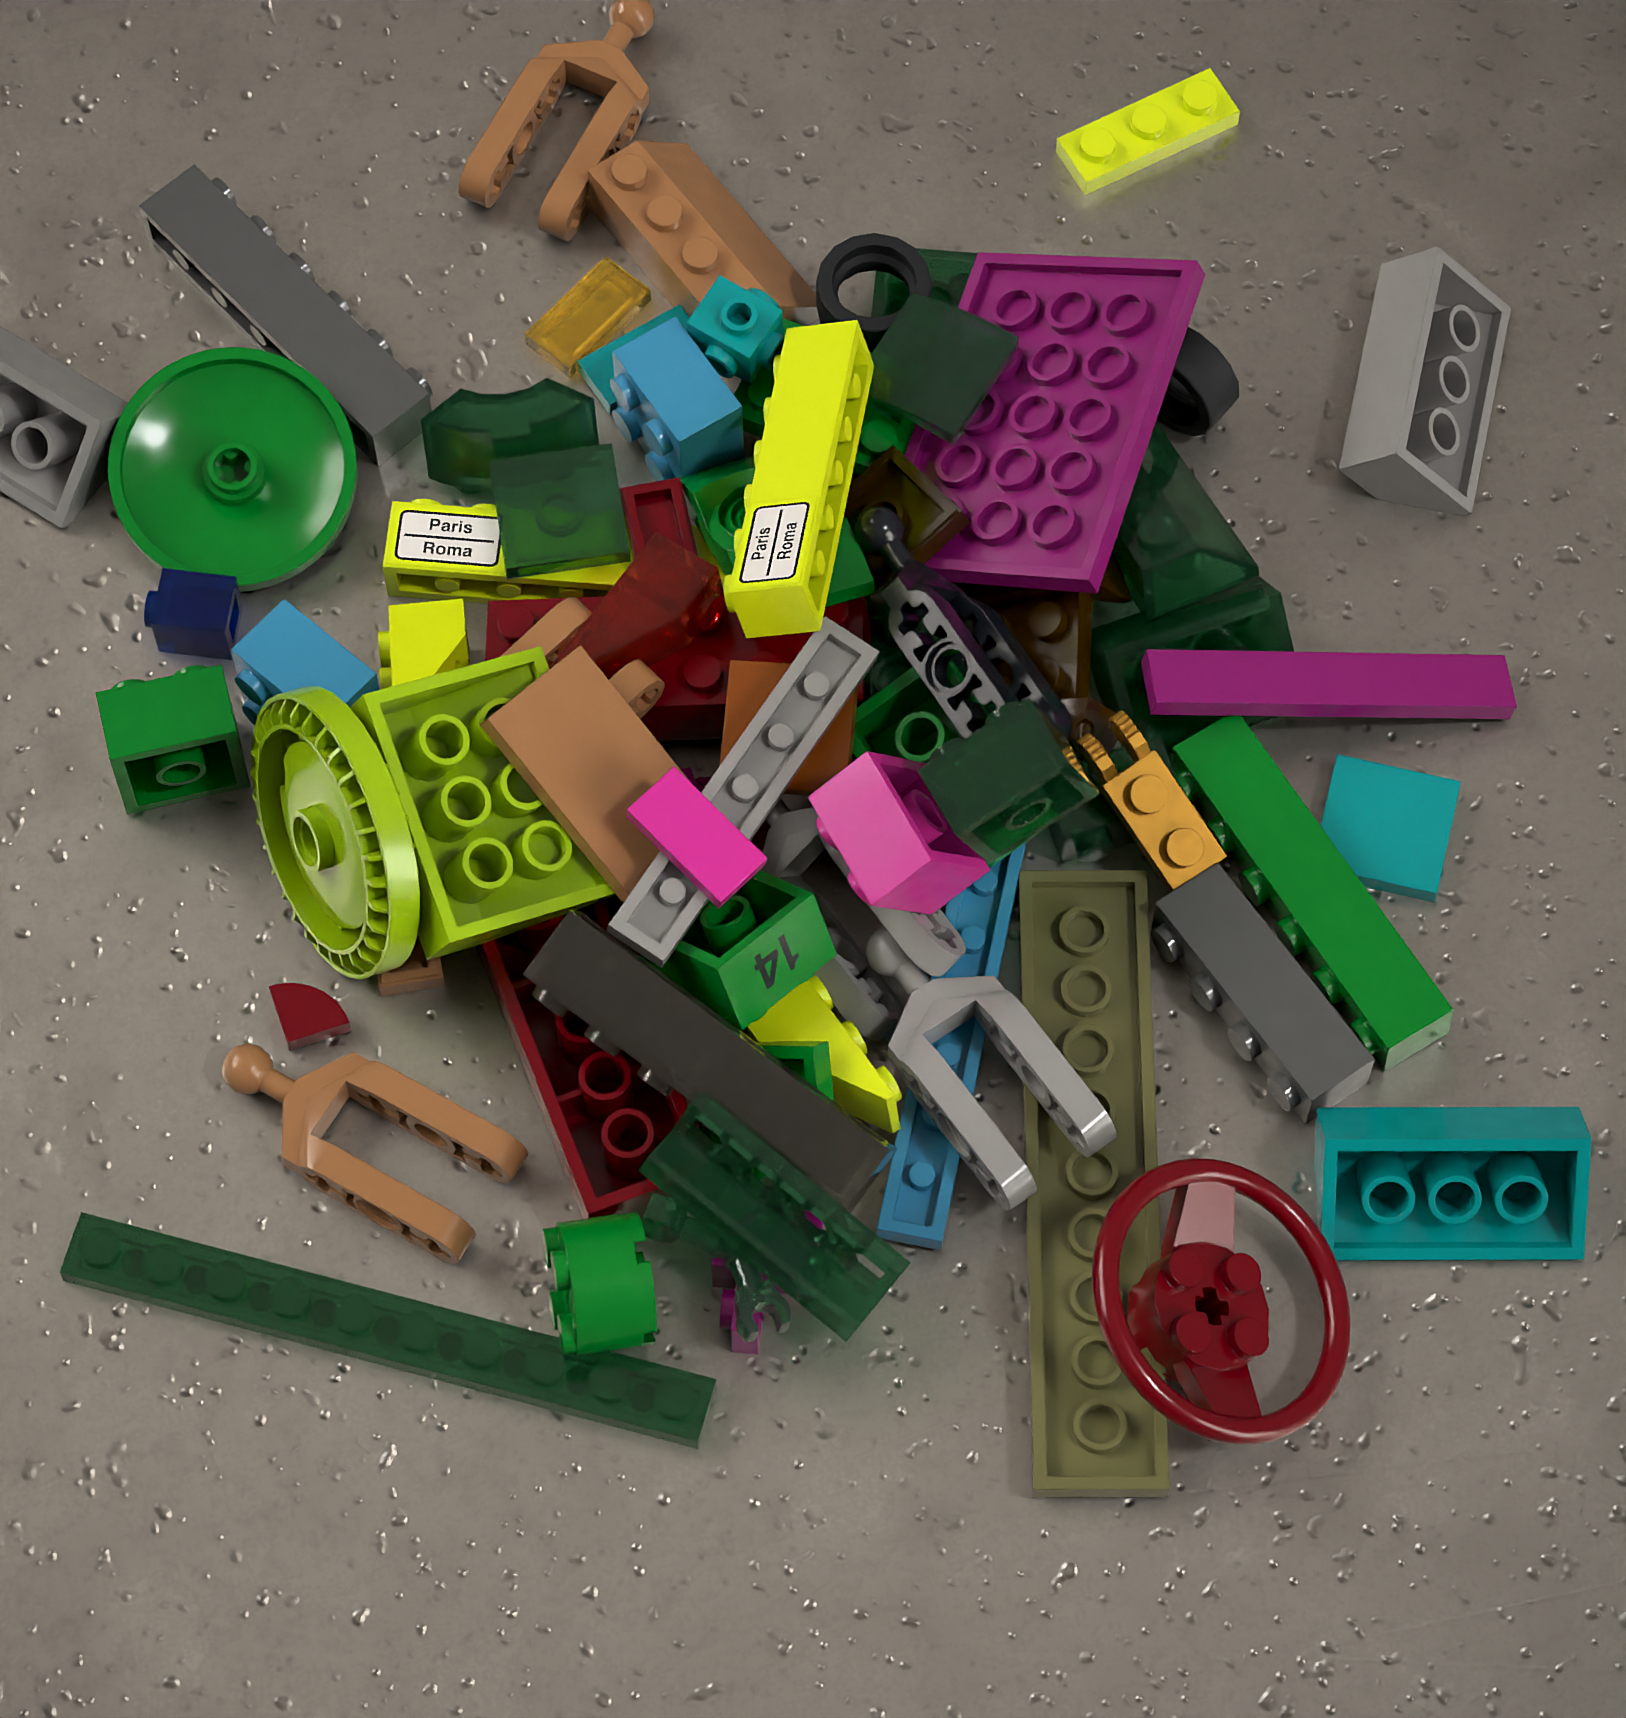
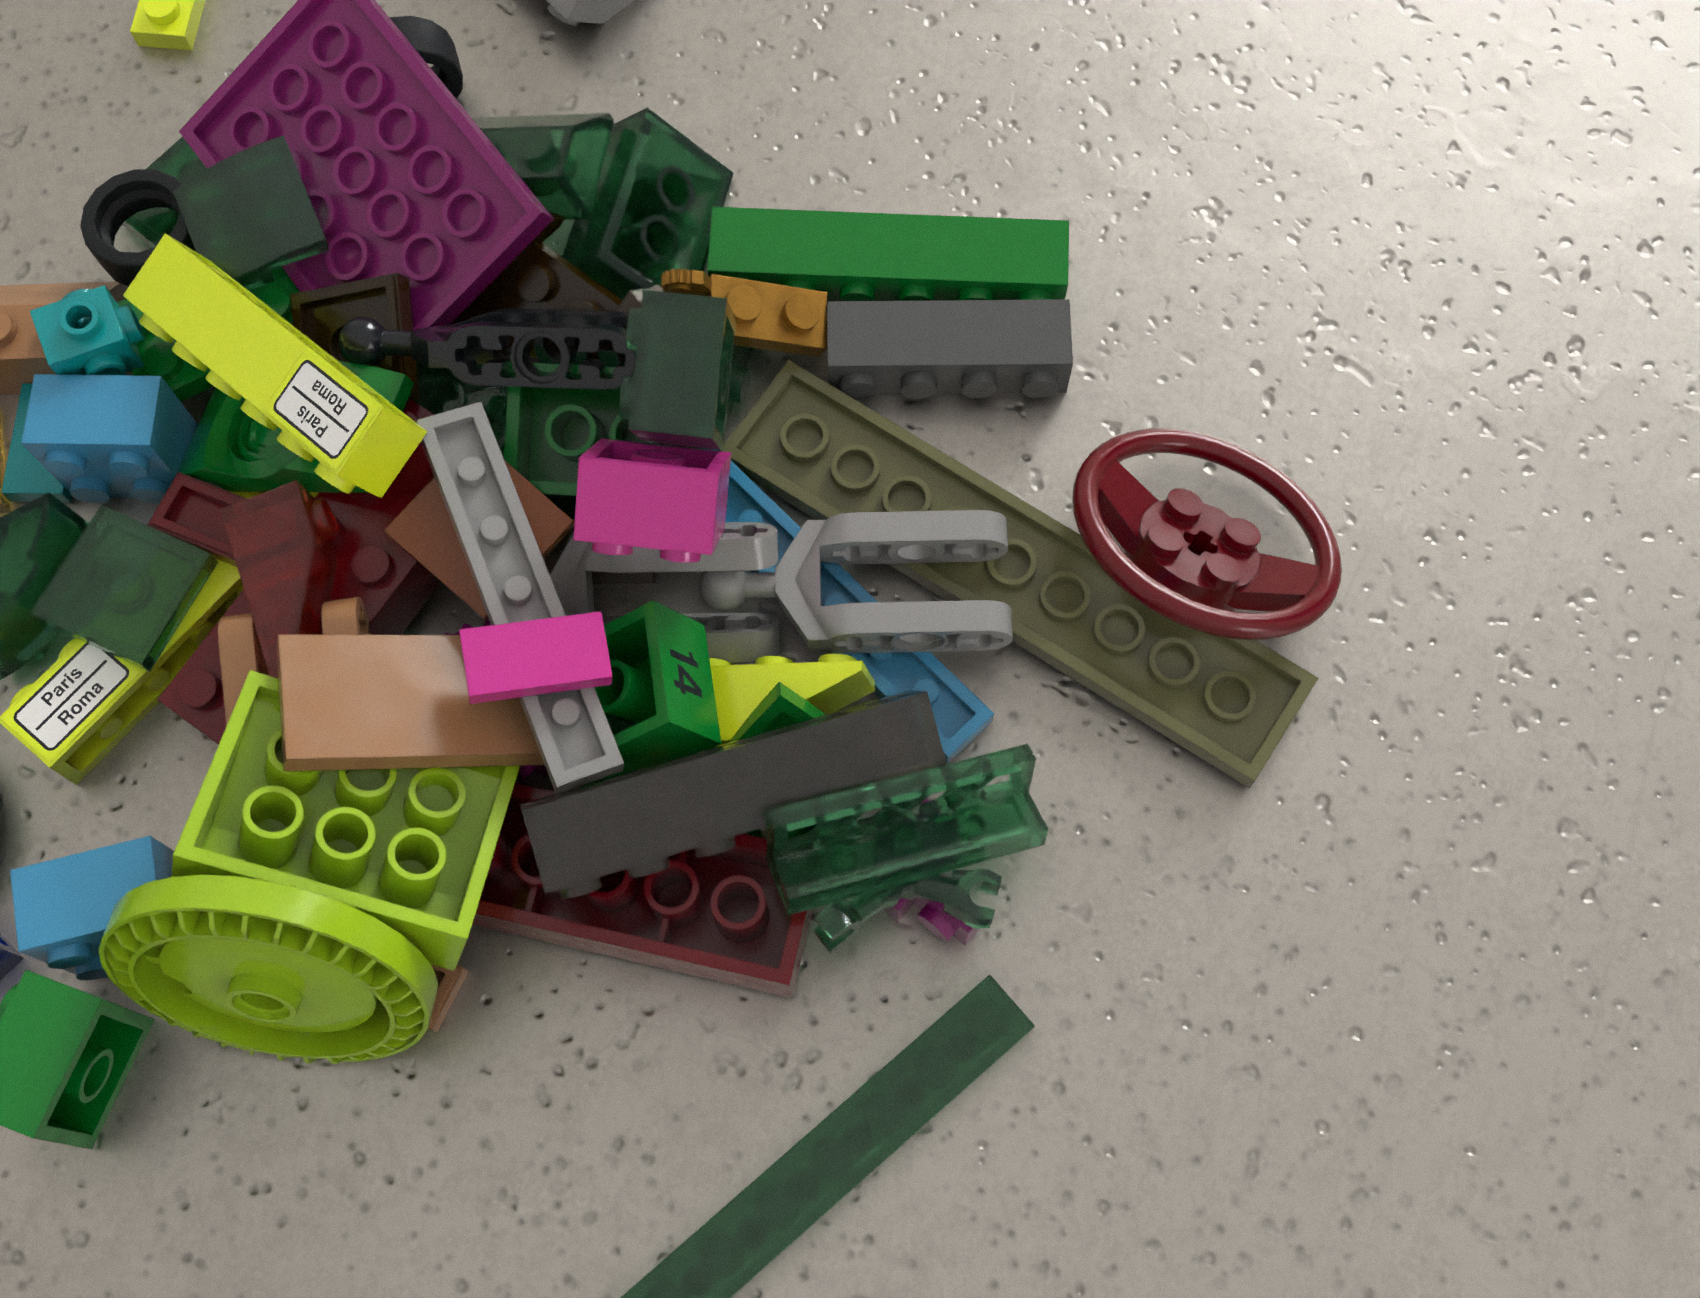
camera: 55 degrees left, 5 degrees up
(307, 1014) = (407, 1110): dark red tile -> none
(316, 1100) = (495, 1157): medium nougat piece -> none
(423, 641) = (152, 783): neon yellow slope -> none
(601, 1284) = (853, 1016): green brick -> none
(1327, 684) = (733, 140): magenta tile -> none
(1390, 824) = (871, 172): teal tile -> none
(1452, 1182) = (1193, 315): teal slope -> none

